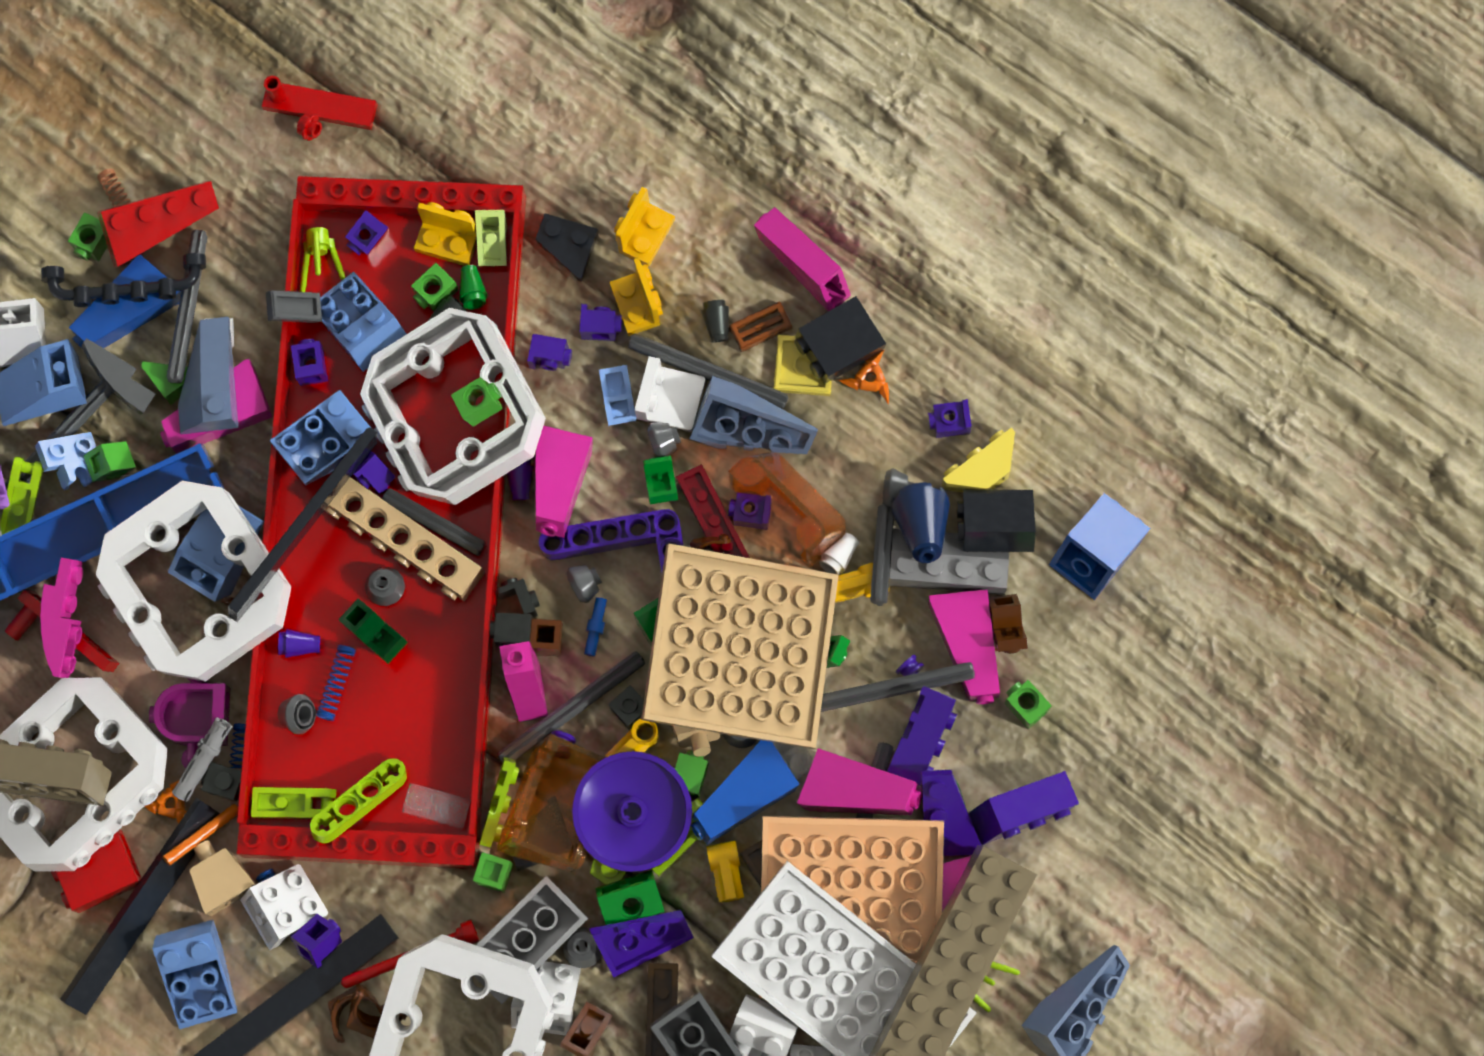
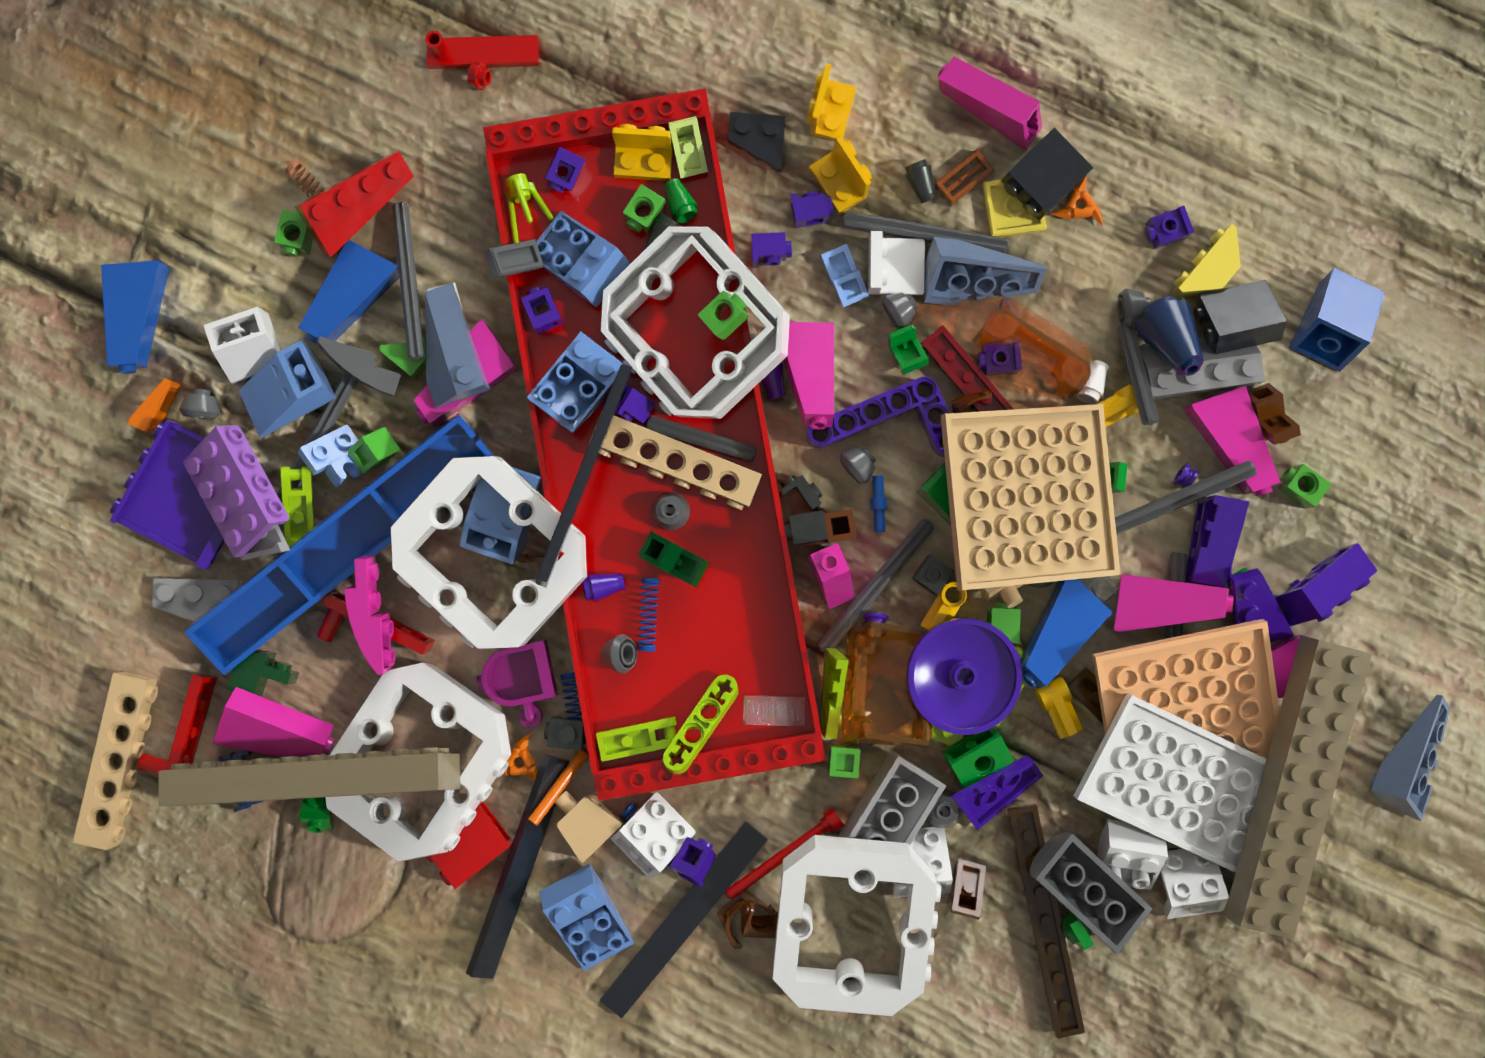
camera: 15 degrees left, 10 degrees up
(137, 290) = (331, 284): black bar -> none
(207, 749) = (544, 708): light grey pin -> none

